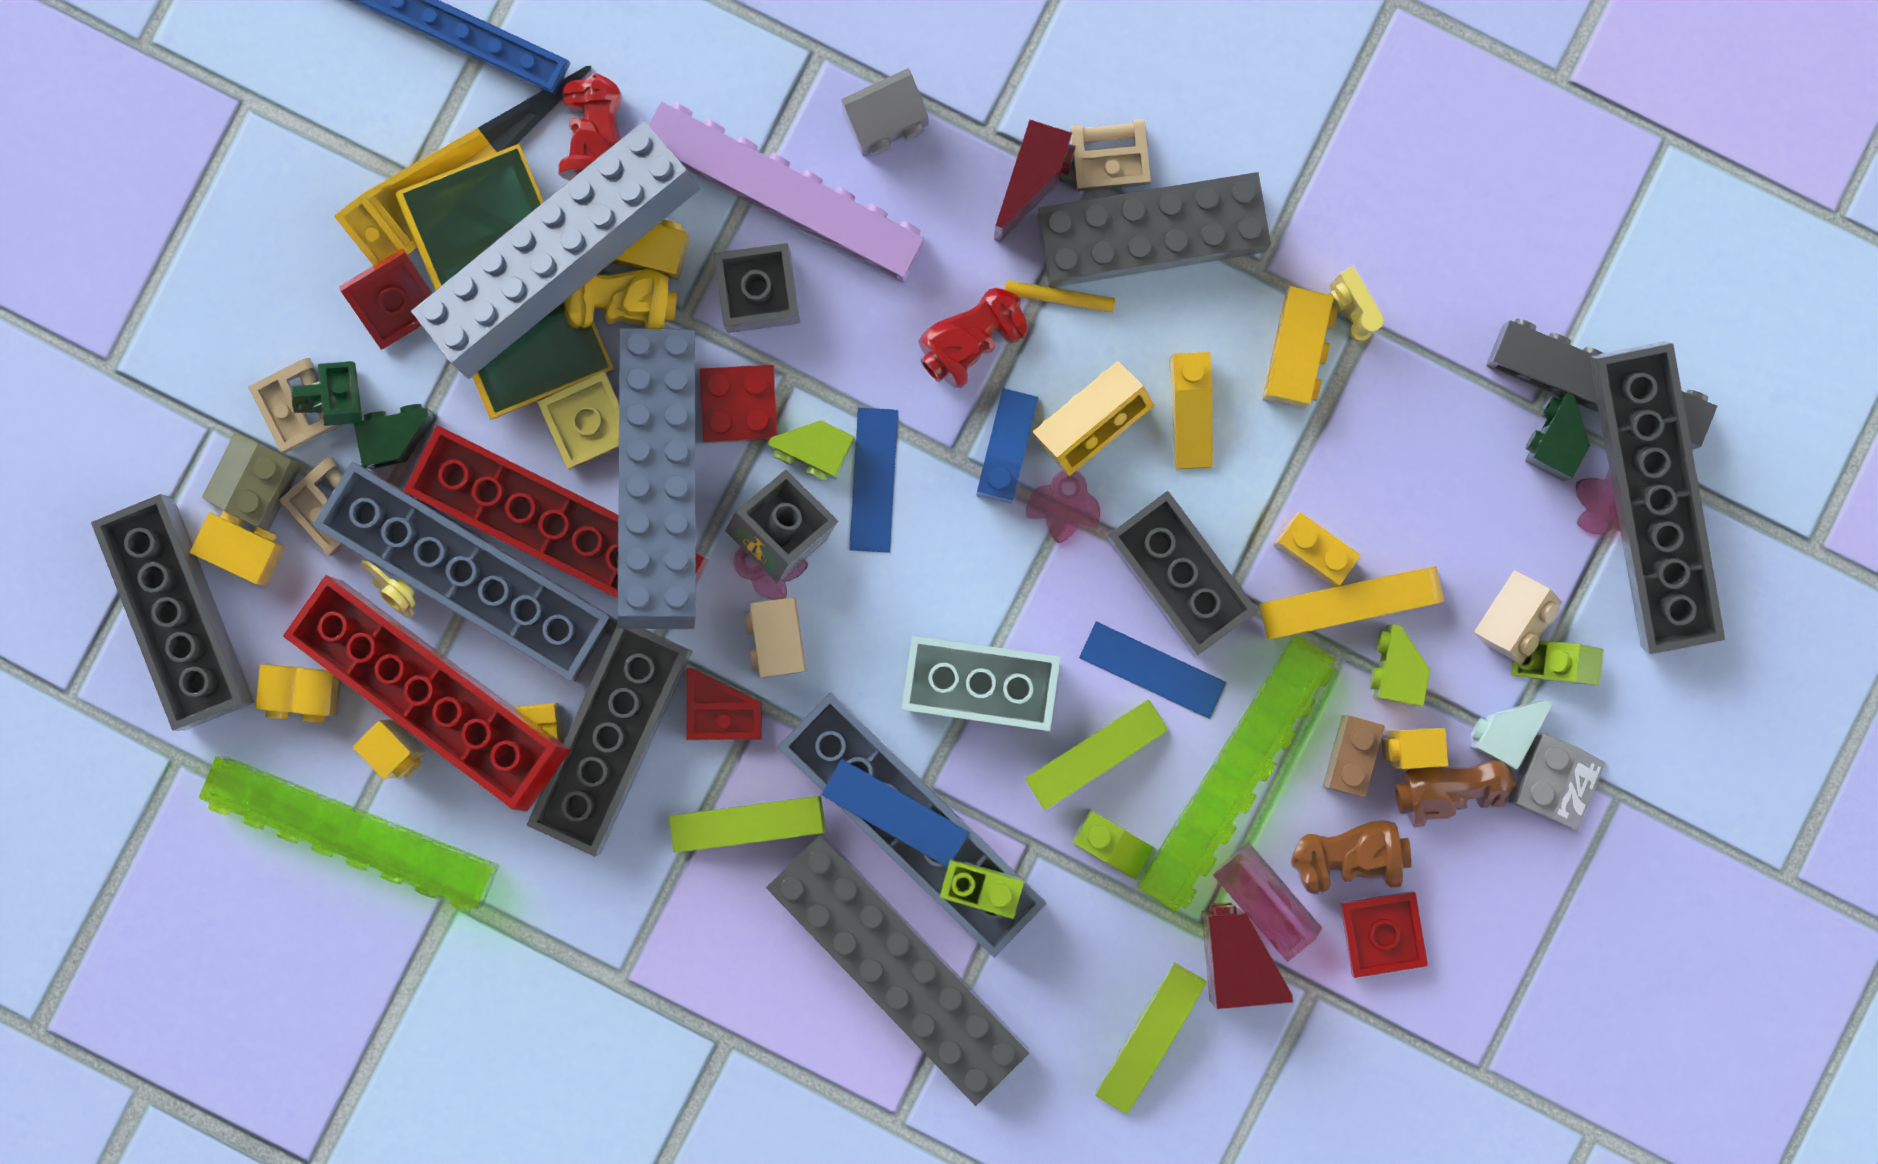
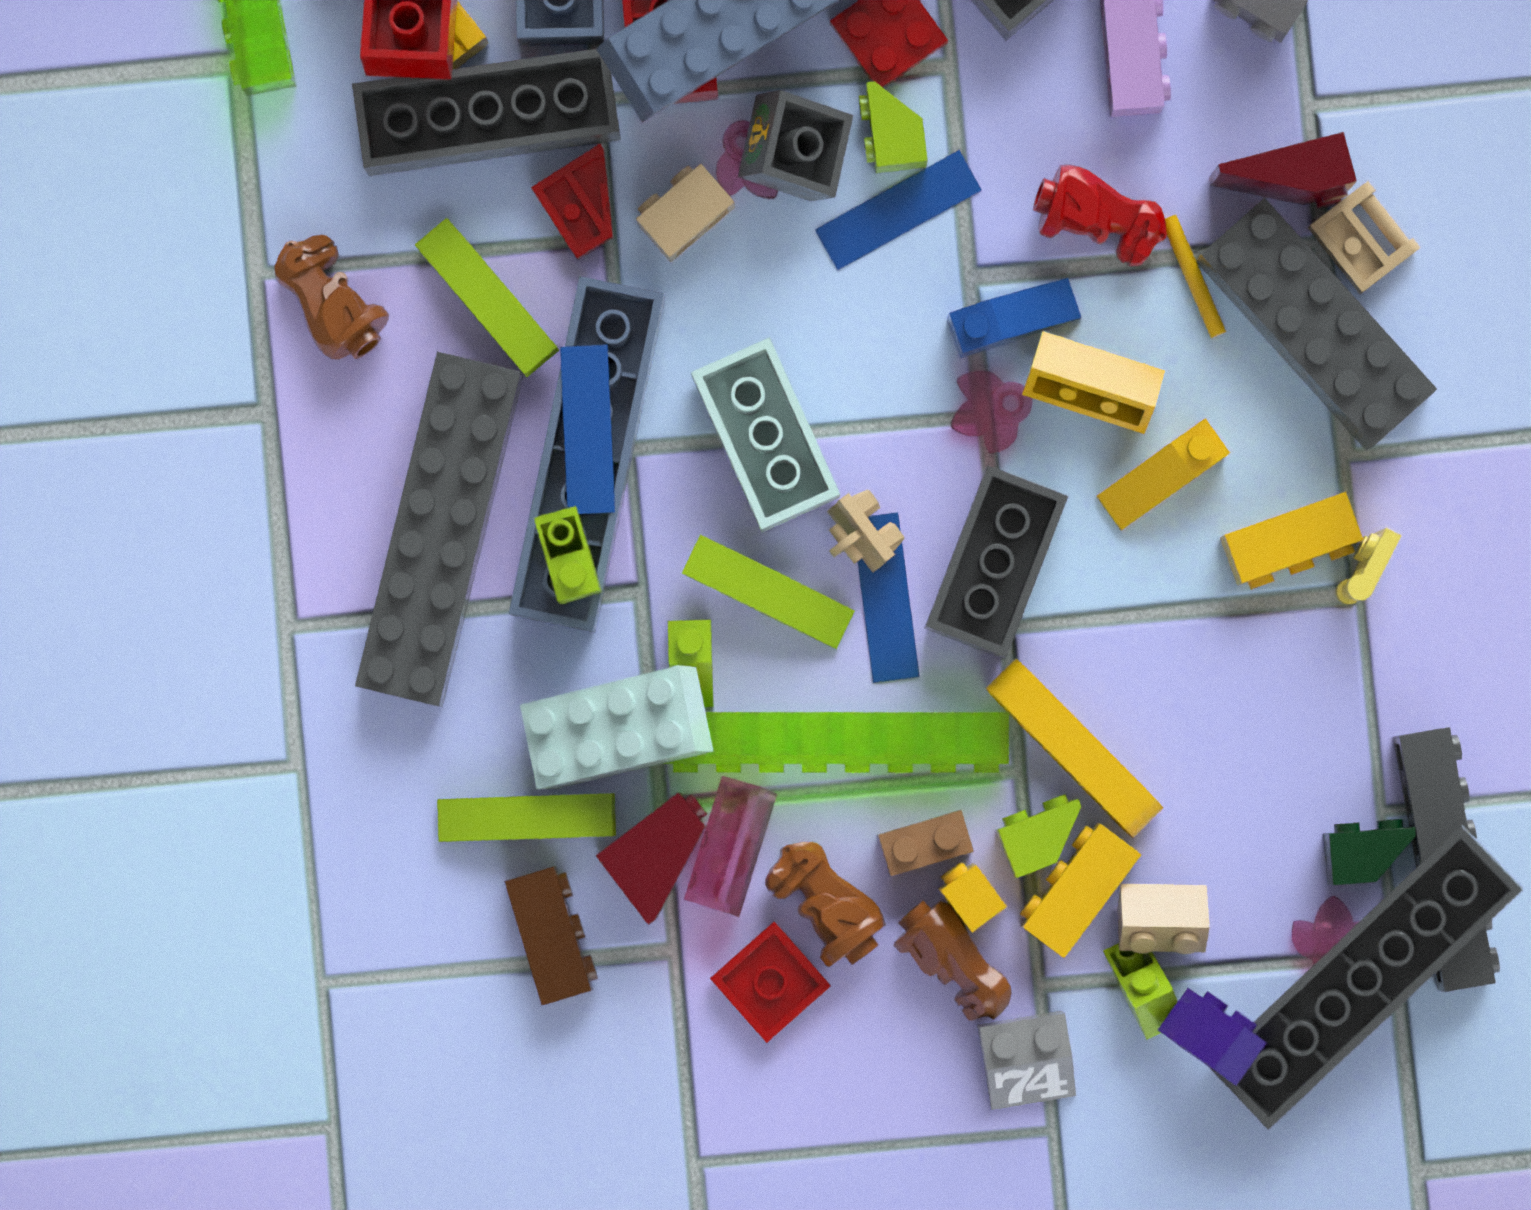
camera: 55 degrees right, 0 degrees up
(684, 945) = (332, 310): none -> dark orange animal
(1095, 662) = (857, 534): none -> tan hips
(1129, 931) = (616, 727): none -> light aqua brick
(1248, 1075) = (551, 935): none -> reddish brown brick
(1317, 549) = (1104, 680): yellow brick -> none
(1457, 665) = (1078, 888): none -> yellow brick
(1510, 732) = (1045, 981): light aqua slope -> none
(1632, 637) = (1212, 1035): none -> dark purple brick

